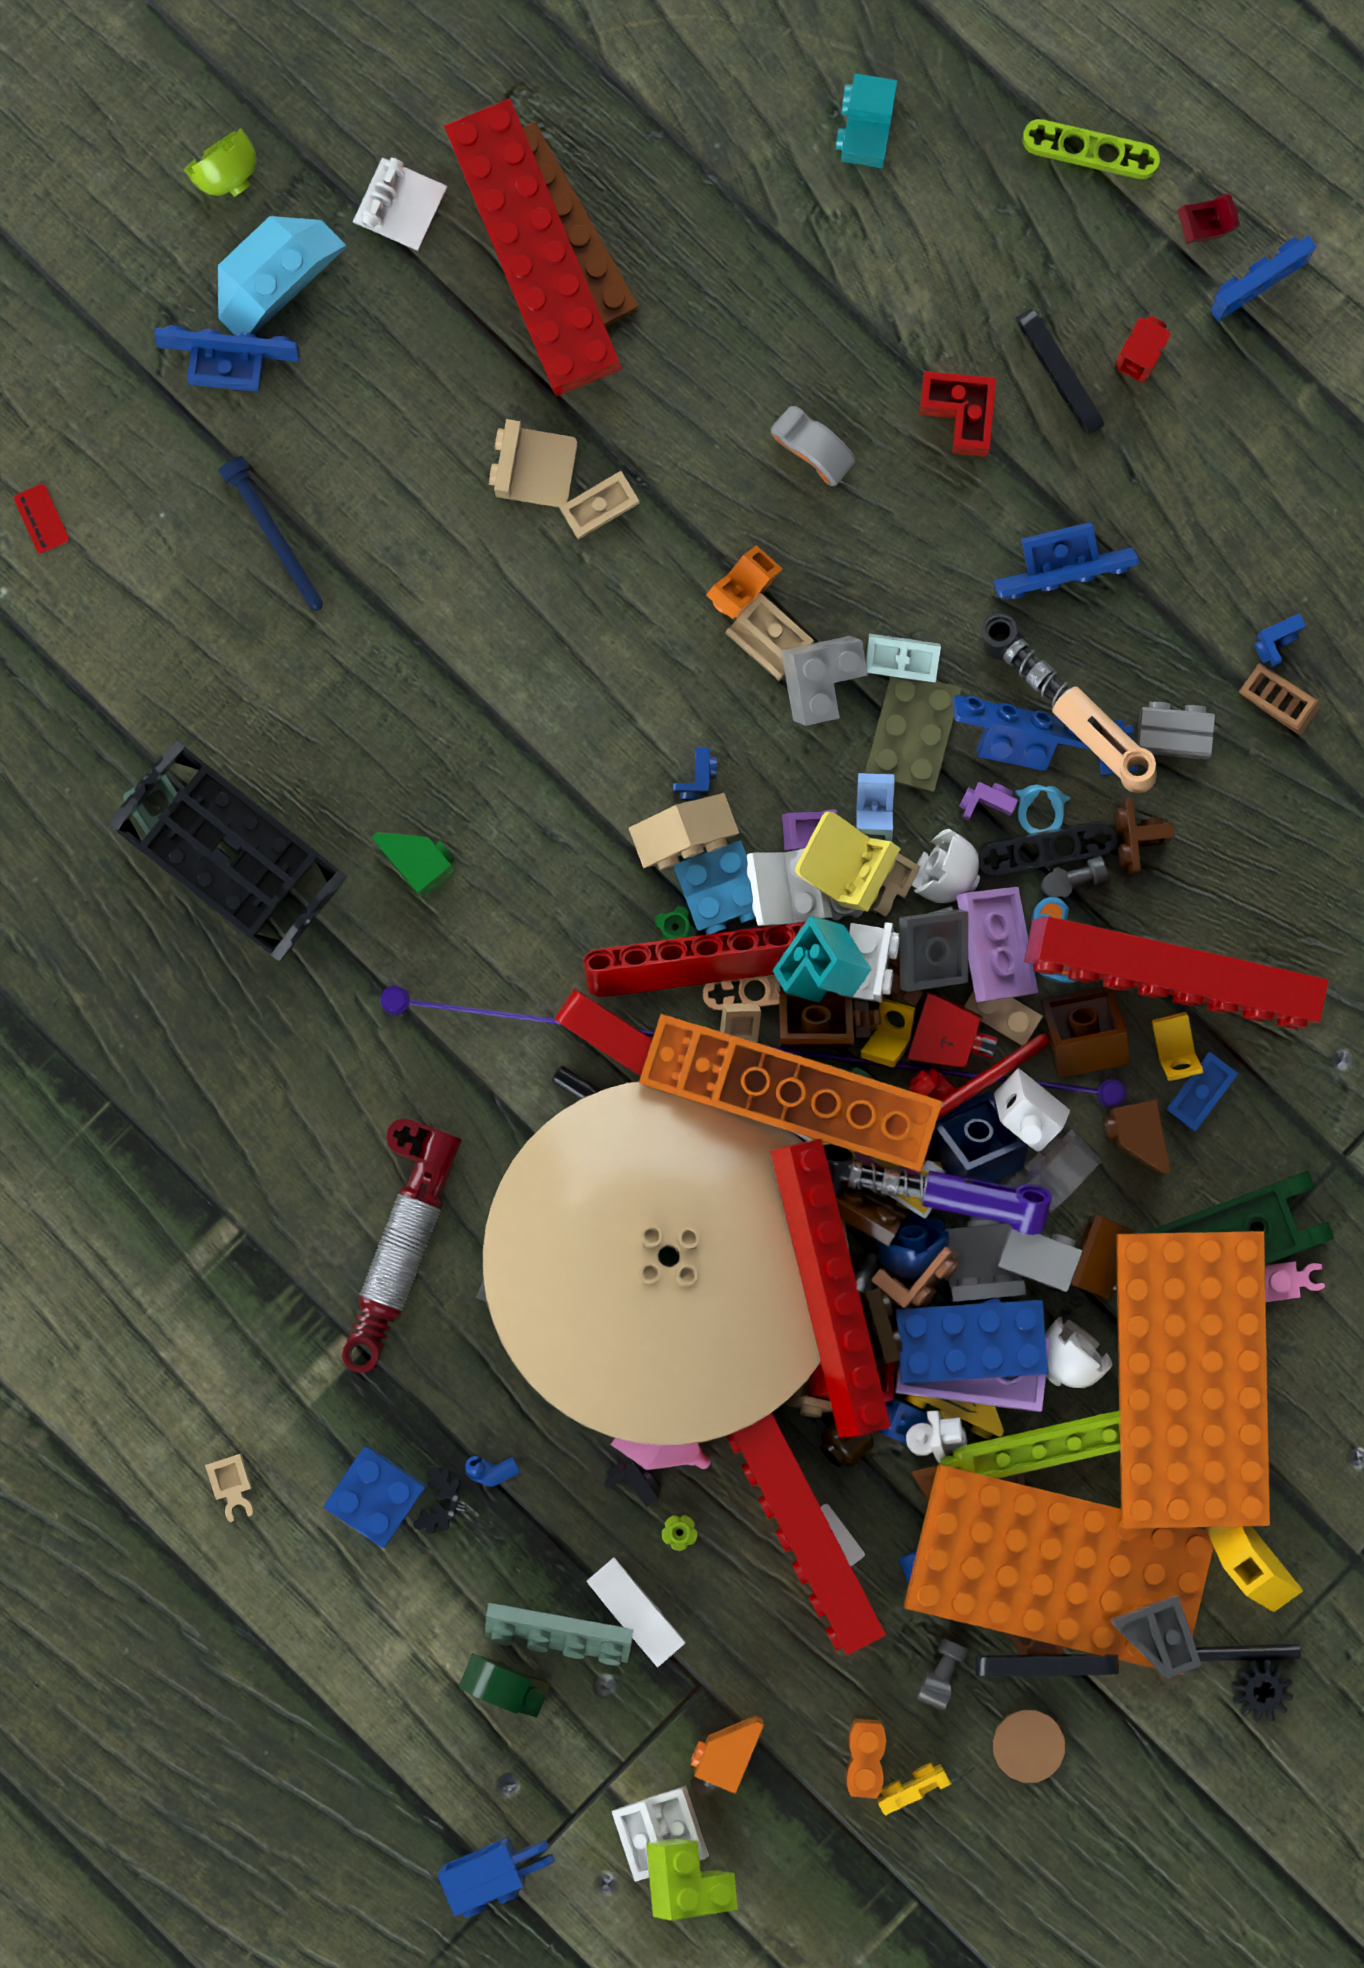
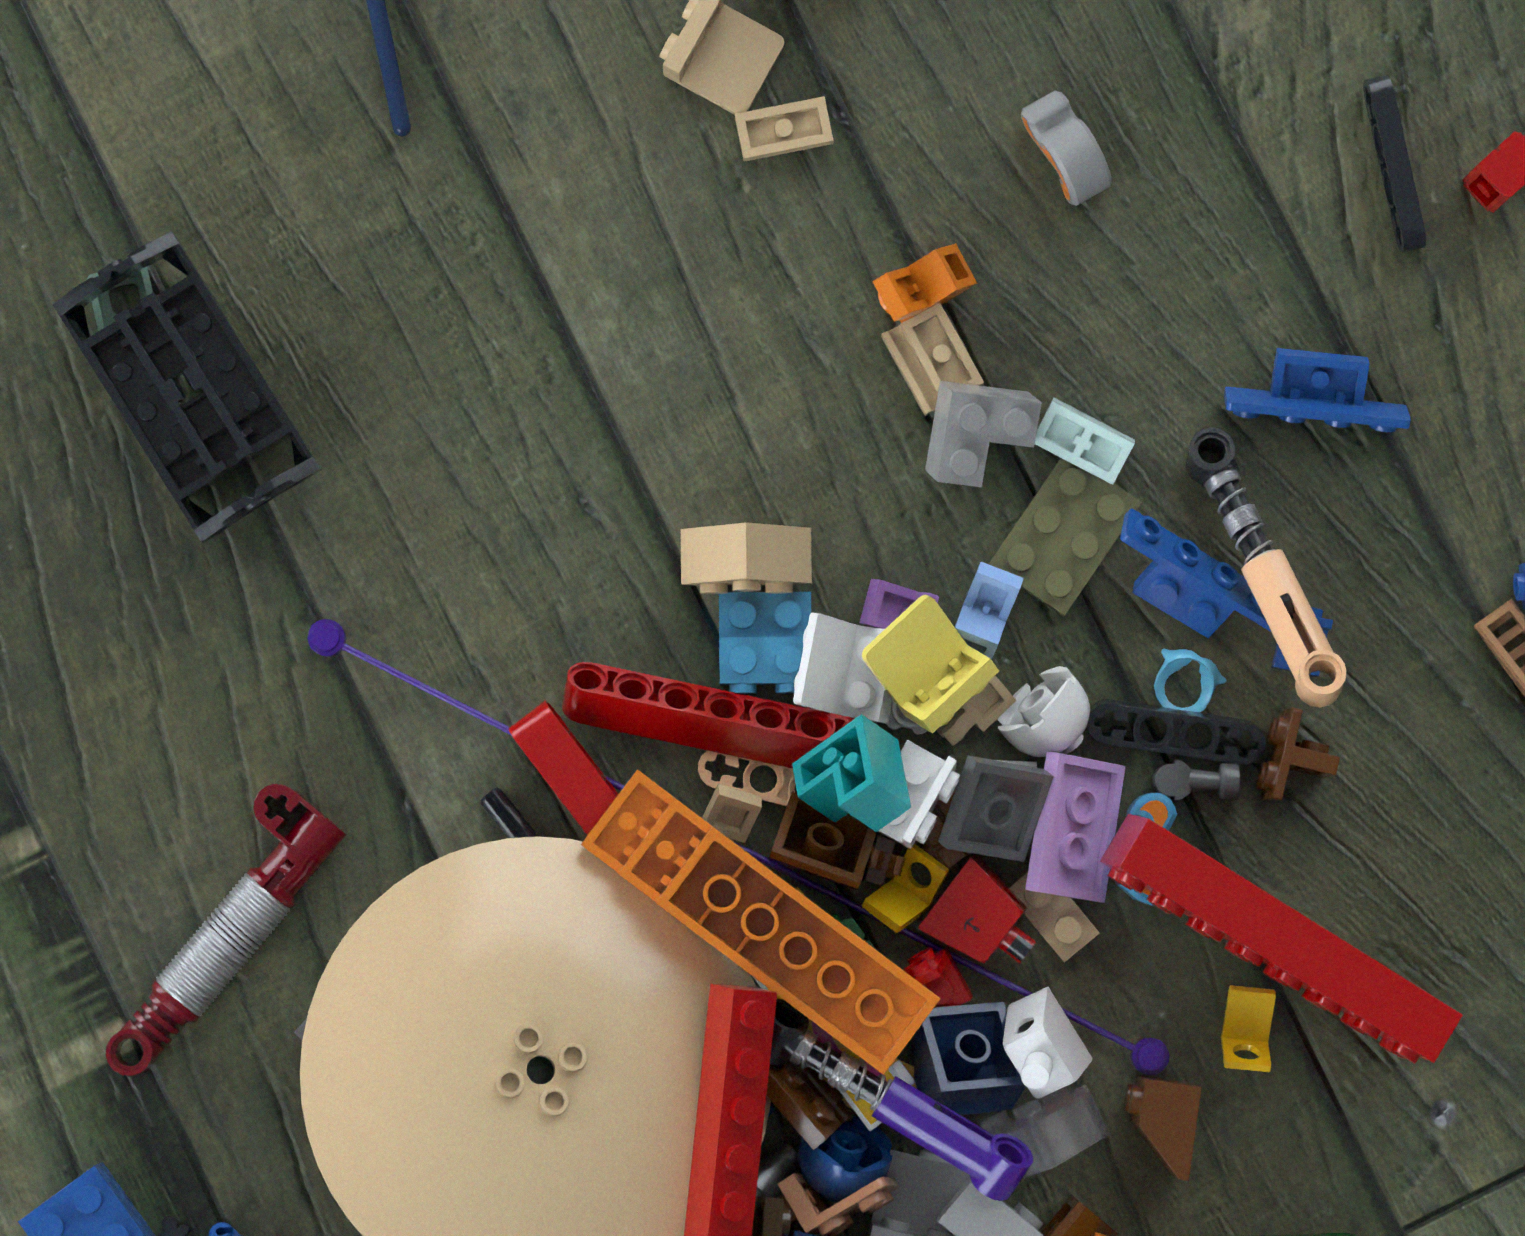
camera: 10 degrees right, 0 degrees up
(417, 859) = (411, 479): green slope -> none
(678, 917) = (703, 658): green plate -> none
(704, 770) = (797, 491): blue bracket -> none
(968, 401) = (1269, 157): red brick -> none
(993, 1073) = (1015, 983): red piece -> none
(997, 798) = (1137, 650): medium lavender bracket -> none
(1085, 1031) = (1145, 971): reddish brown slope -> none
(1176, 731) = (1382, 647): light grey brick -> none
(1201, 1092) = (1259, 1094): blue plate -> none

